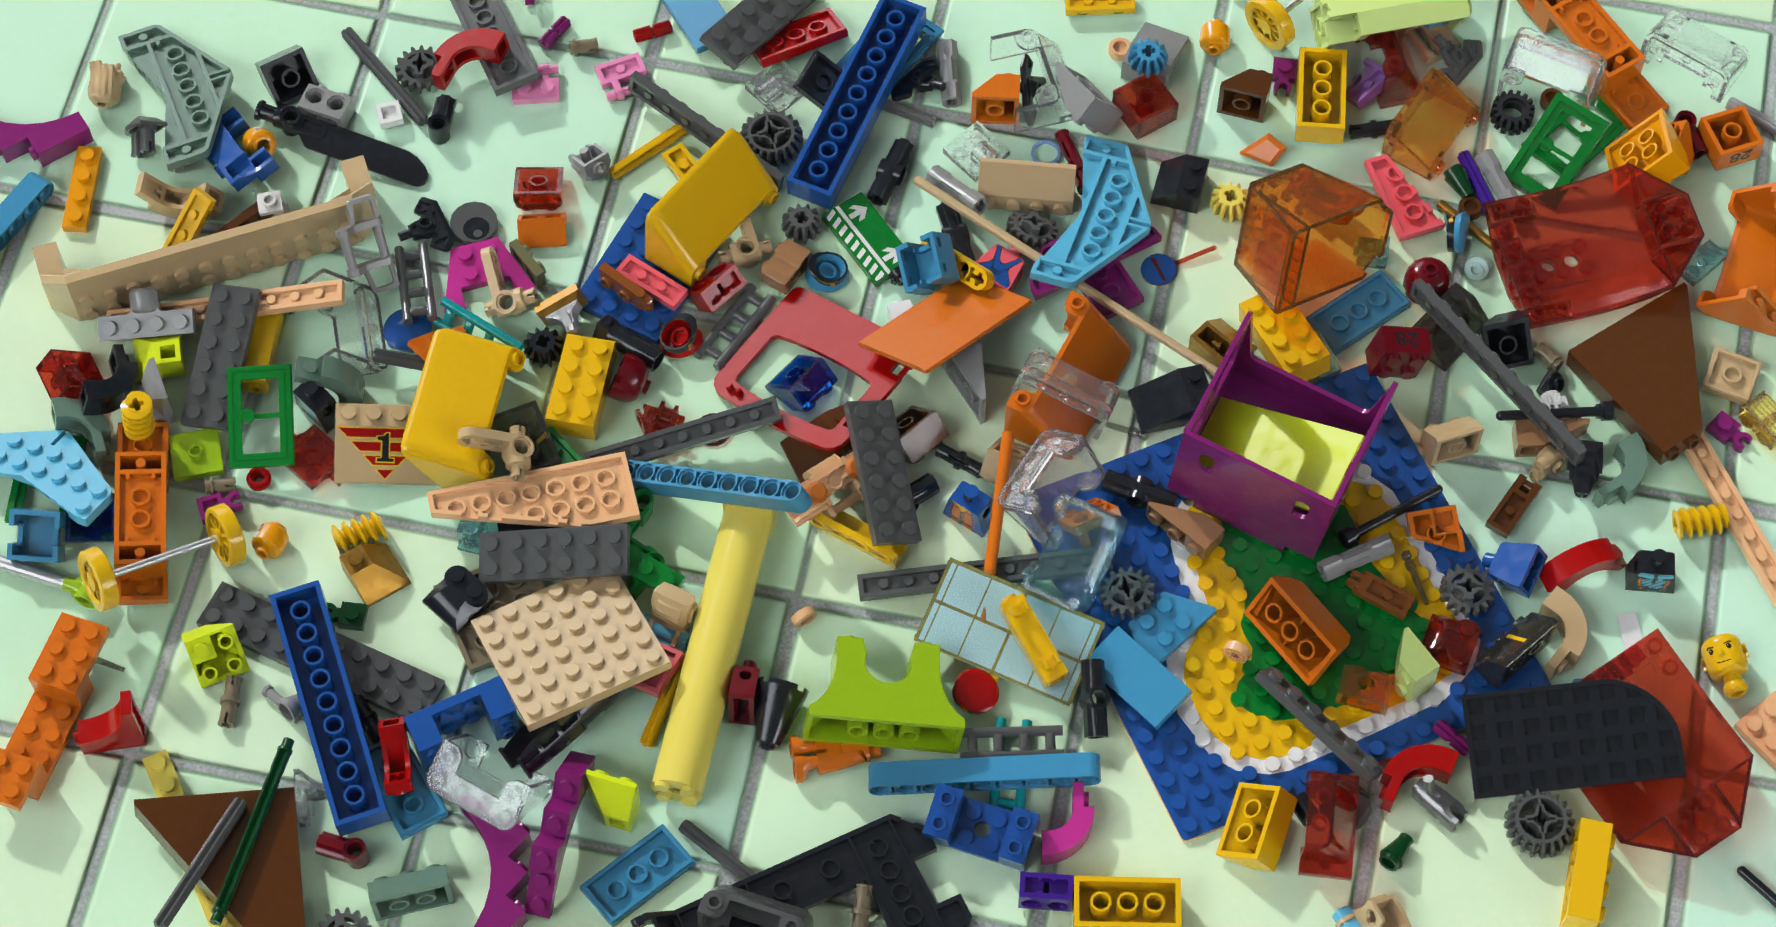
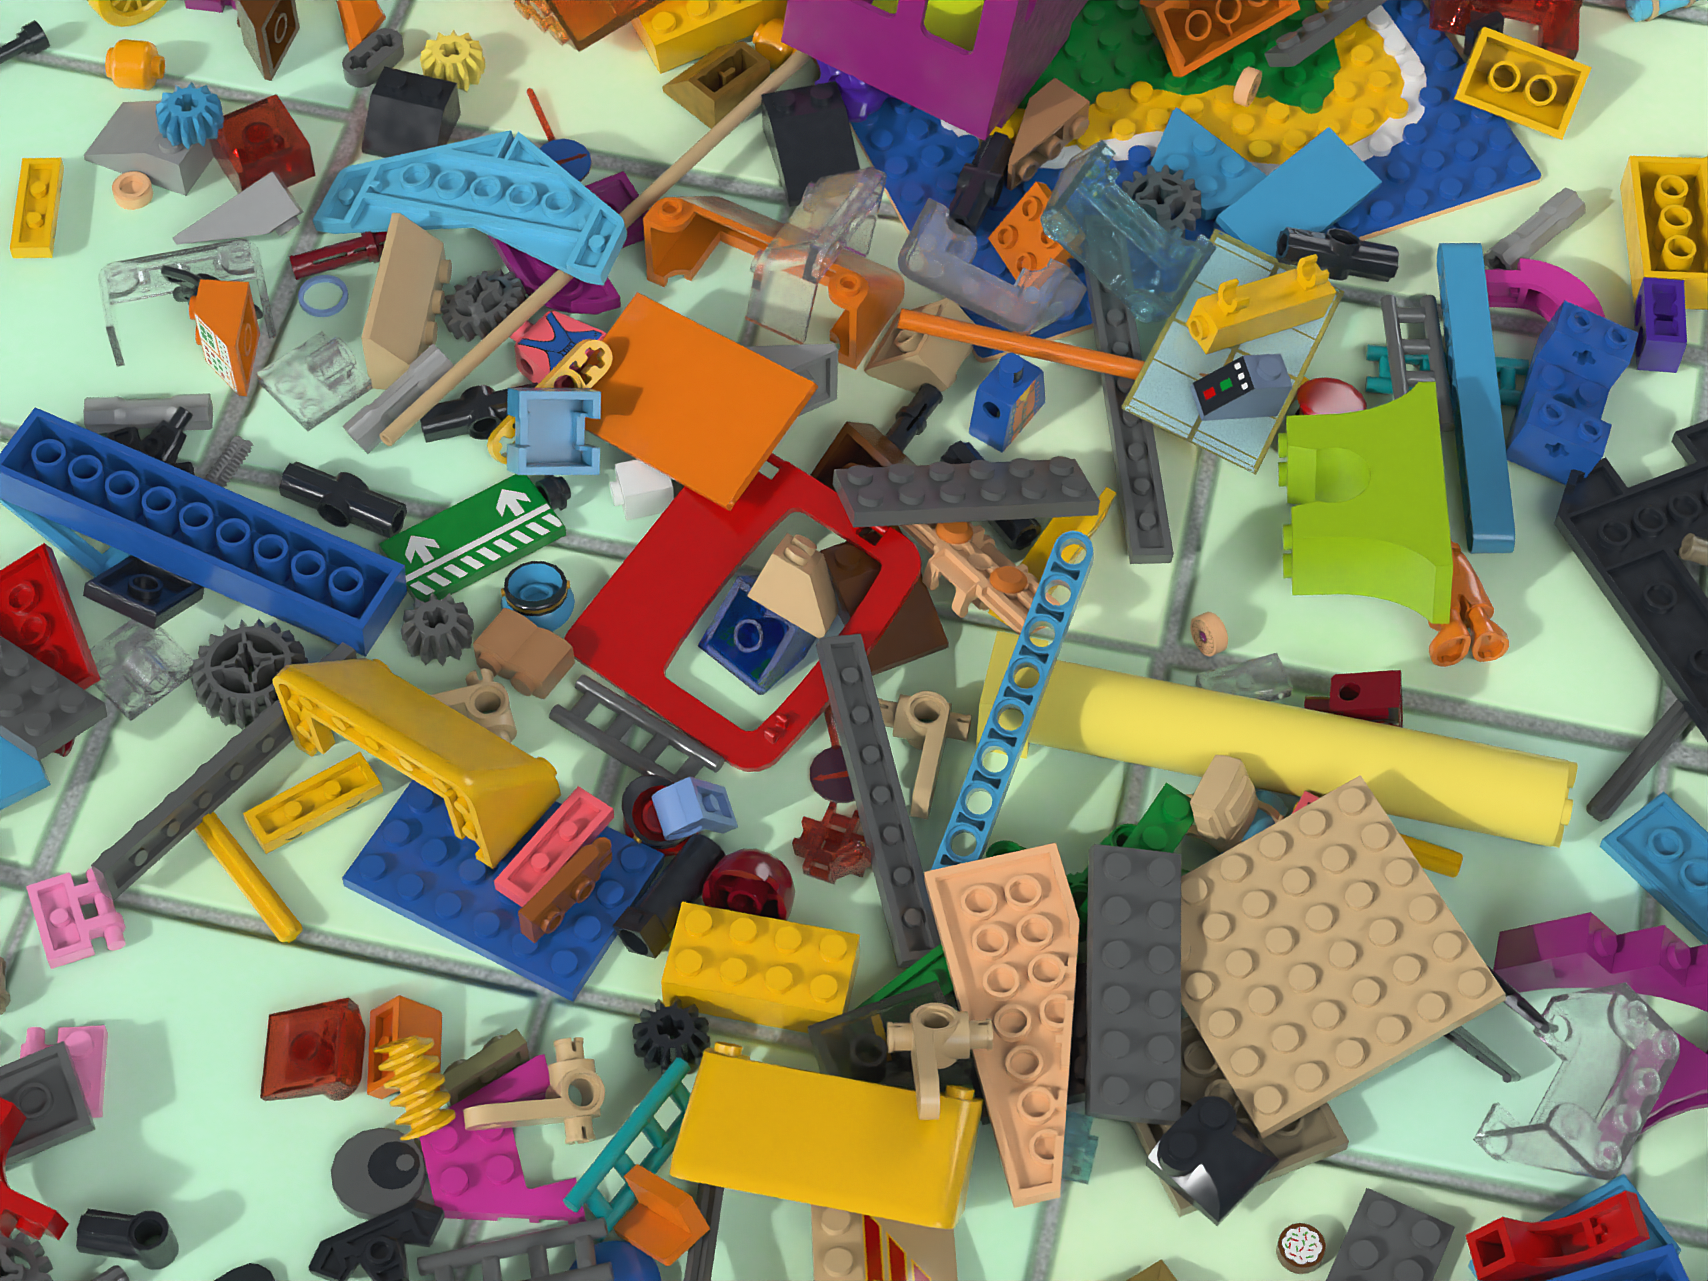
camera: 90 degrees left, 5 degrees down
(413, 648) = (1300, 1248): none -> tile
(467, 707) = (1423, 1097): blue plate -> none
(508, 226) = (416, 1085): none -> yellow piece
(563, 309) = (604, 996): piece -> none
(591, 162) = (266, 963): light grey hand -> none
(614, 798) = (1585, 884): neon yellow slope -> none
(675, 349) = (693, 807): none -> medium blue plate
(717, 287) = (570, 745): red brick -> none
(741, 455) = (929, 737): none -> tan piece
(768, 634) = (1255, 678): none -> clear plate
(776, 710) = (1383, 647): black cone -> none
(814, 388) = (798, 586): none -> tan slope
(965, 626) = (1243, 389): none -> sand blue slope
(1113, 814) = (1537, 231): none -> light grey axle
(1235, 161) = (371, 56): none -> dark grey beam

